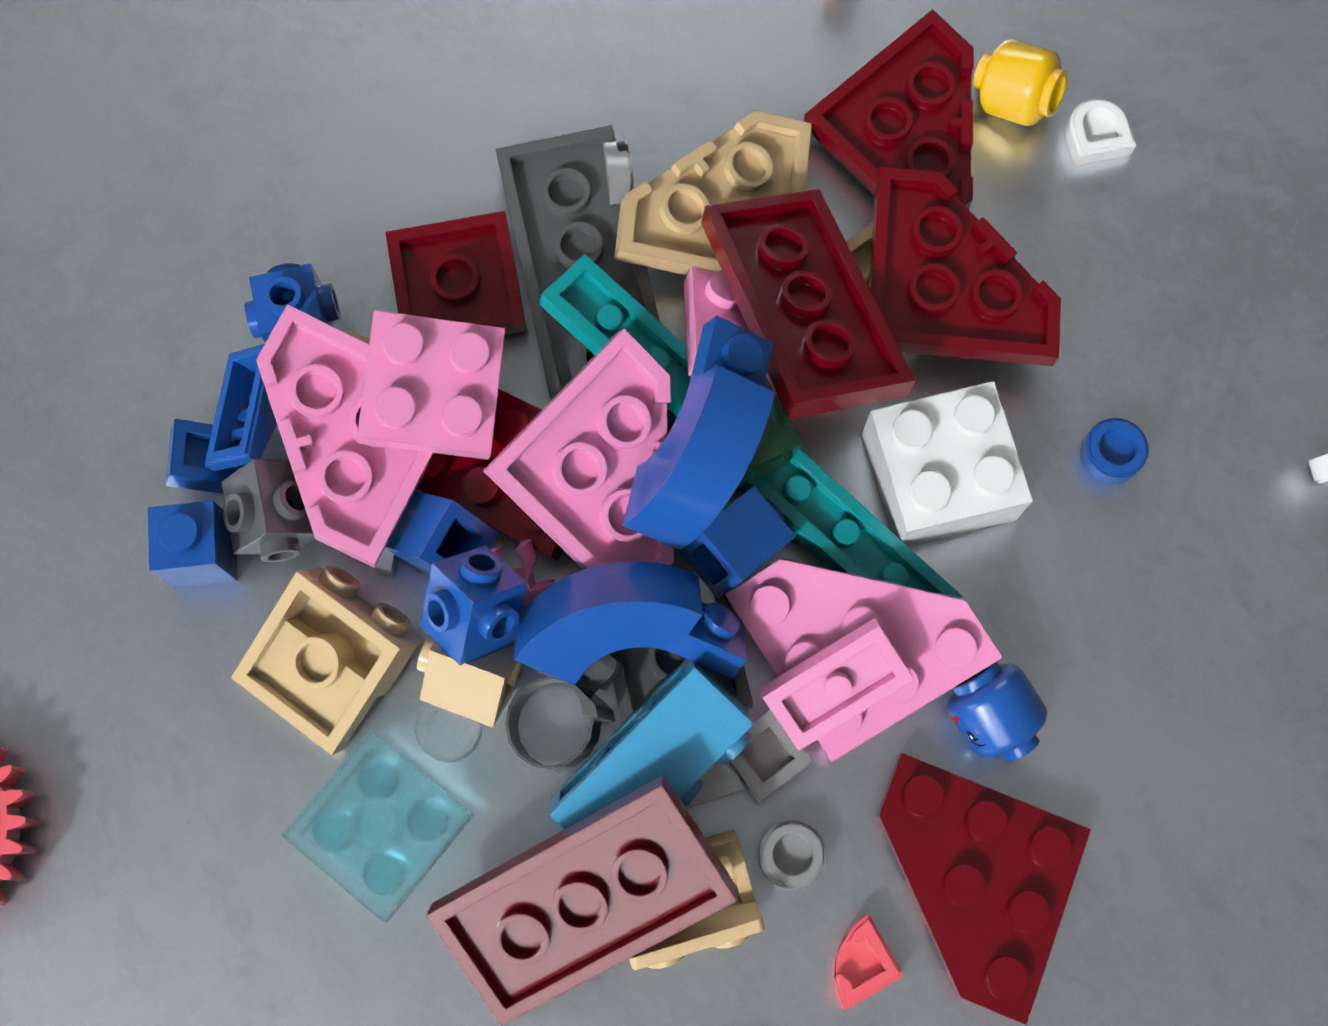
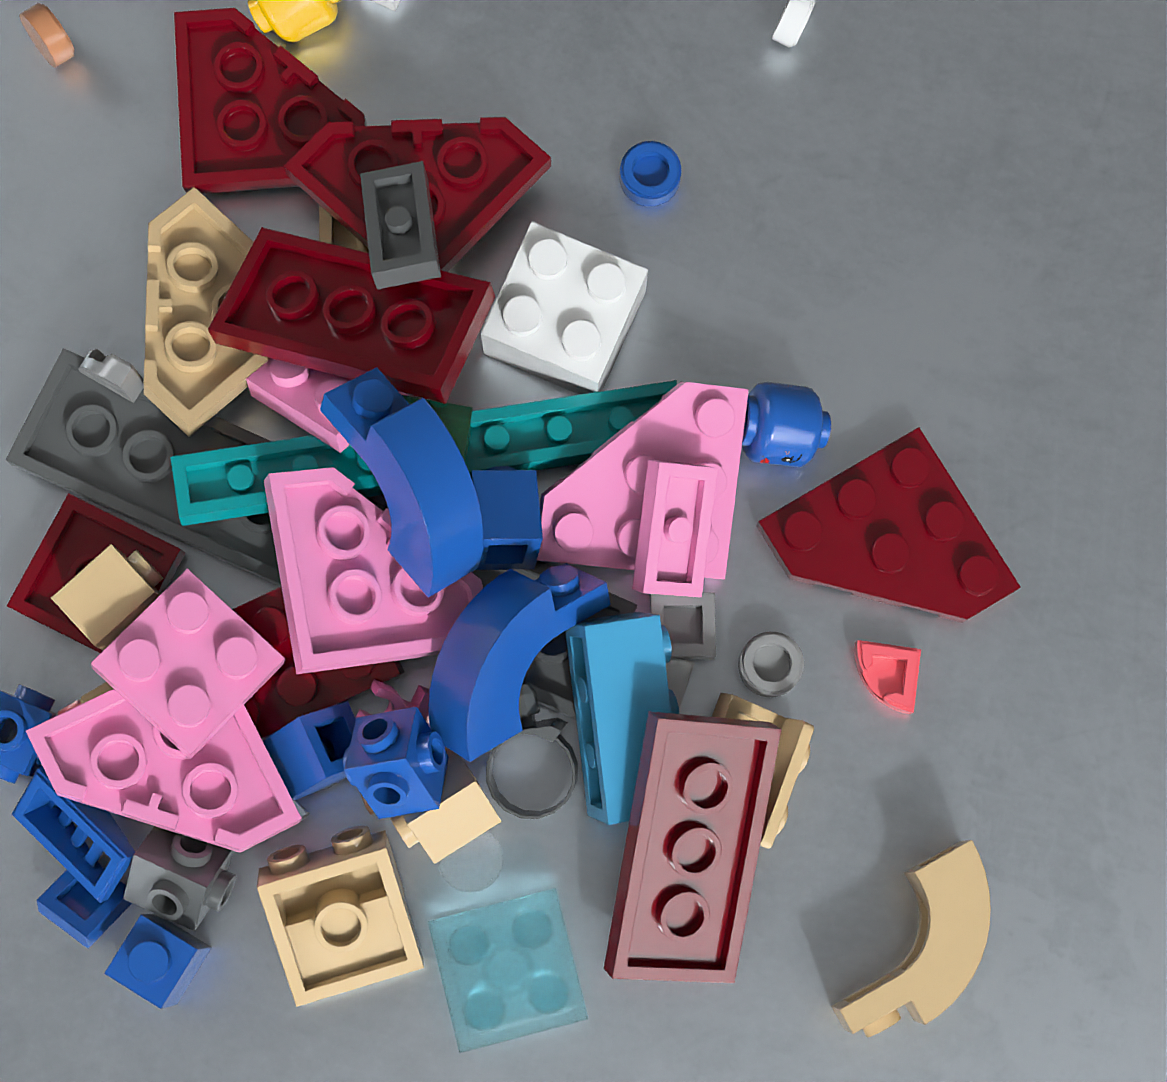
camera: 55 degrees left, 5 degrees up
(445, 288) = (109, 594): none -> tan brick
(903, 279) = (400, 225): none -> dark grey plate

